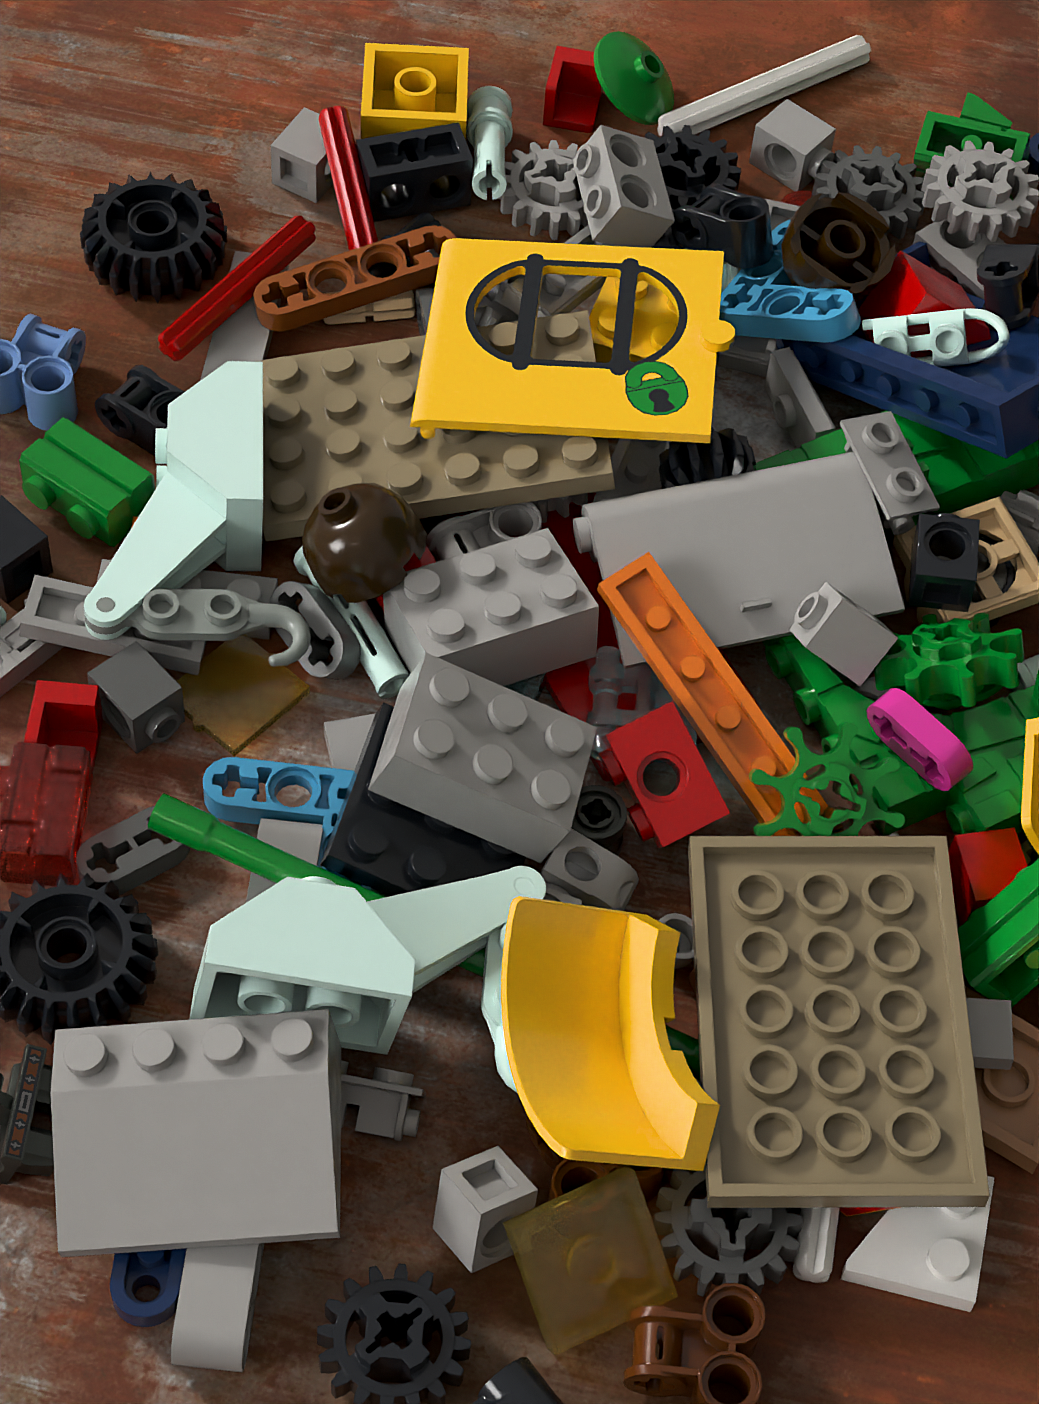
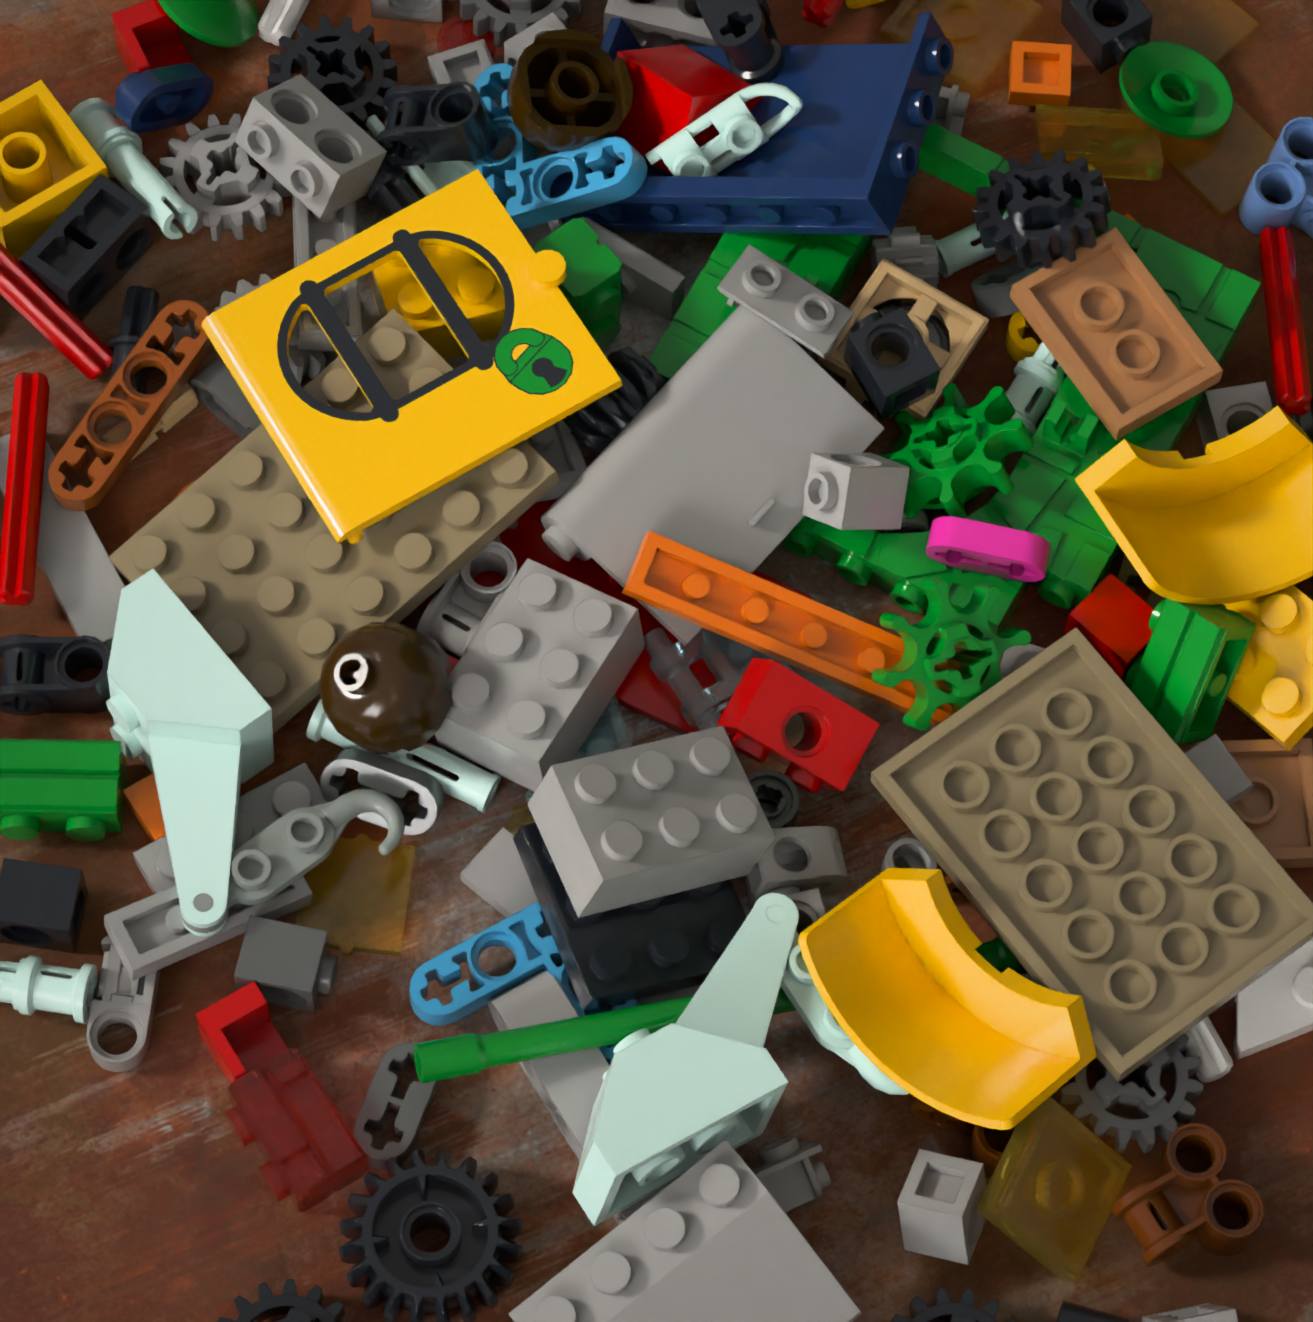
camera: 35 degrees left, 10 degrees up
(541, 112) = (162, 97): none -> dark blue plate
(749, 384) = (592, 278): none -> green brick

